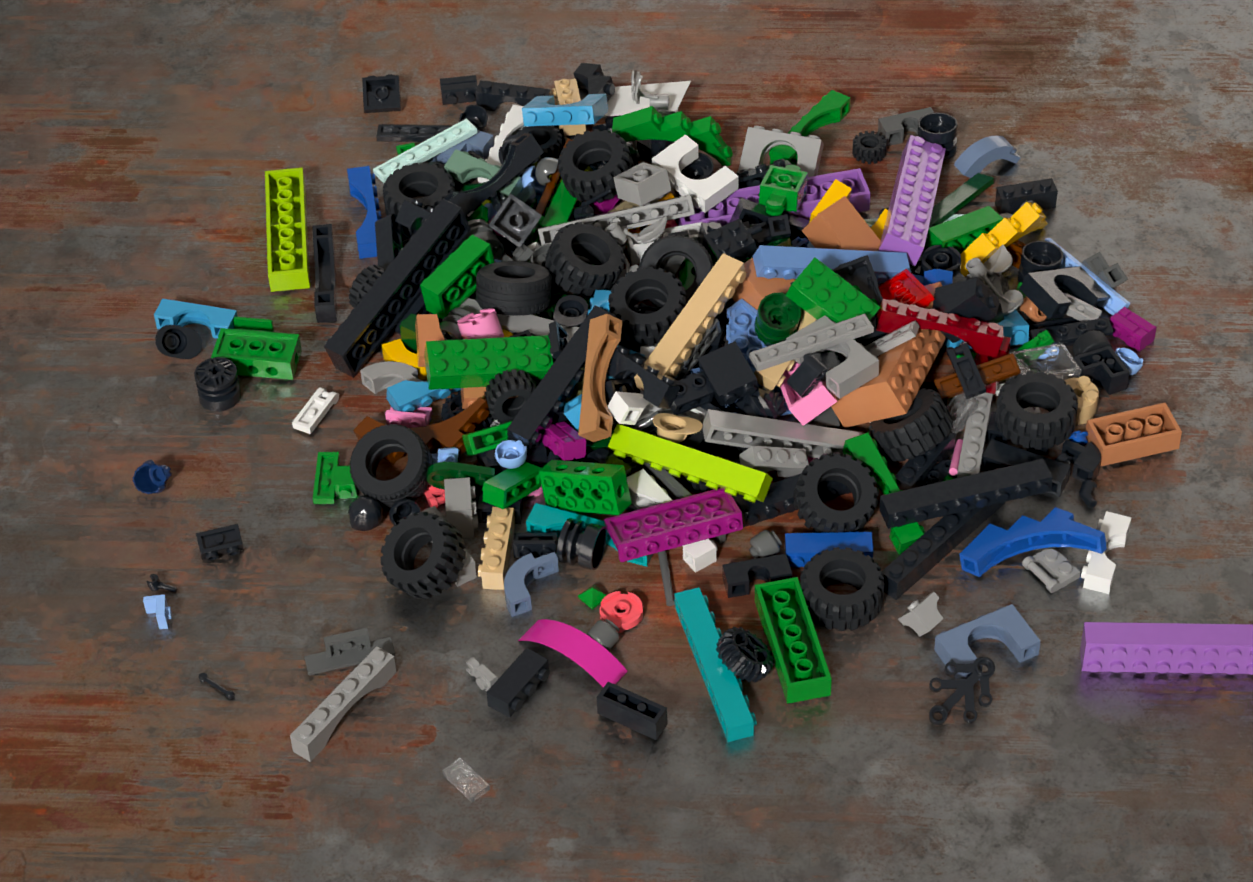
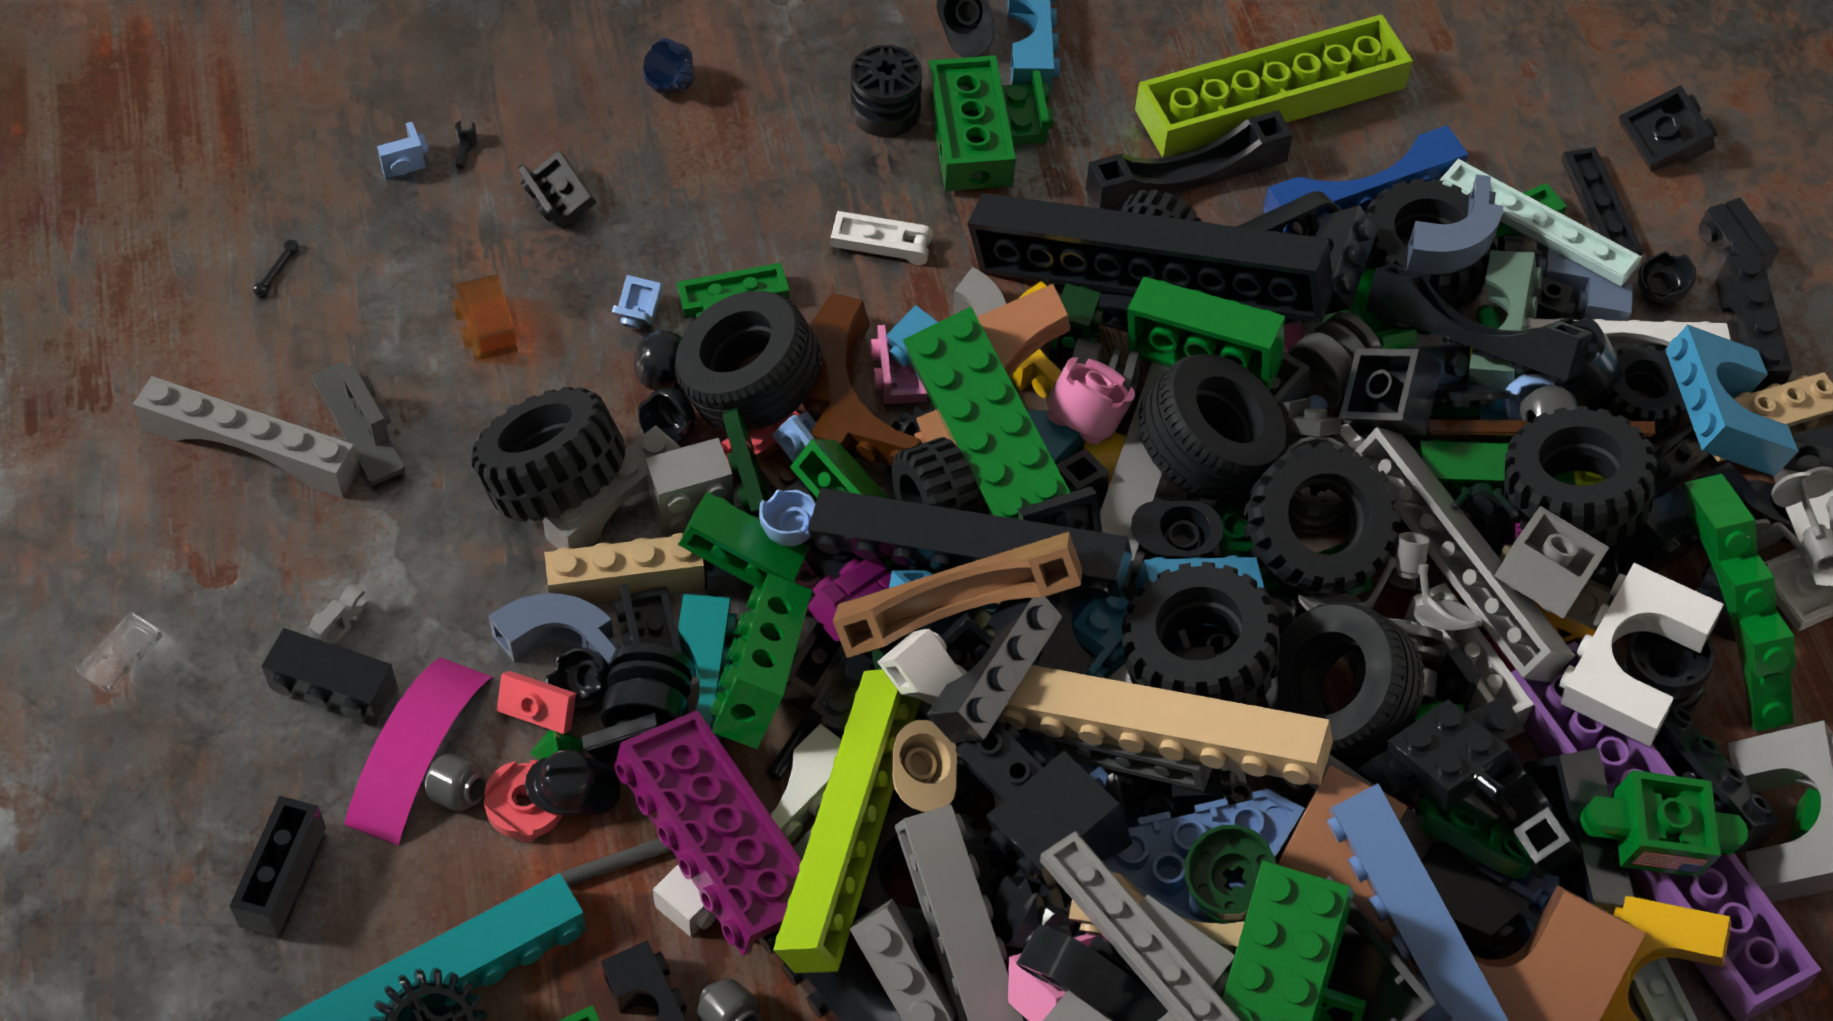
camera: 70 degrees right, 10 degrees up
(301, 586) = (485, 318): none -> clear orange brick
(318, 518) = (638, 302): none -> light blue bracket
(433, 163) = (1457, 245): none -> sand blue arch
(558, 574) = (582, 673): none -> black hair
(567, 594) = (536, 702): none -> coral plate
(602, 558) = (605, 743): none -> black plate
(620, 587) = (572, 784): none -> black piece

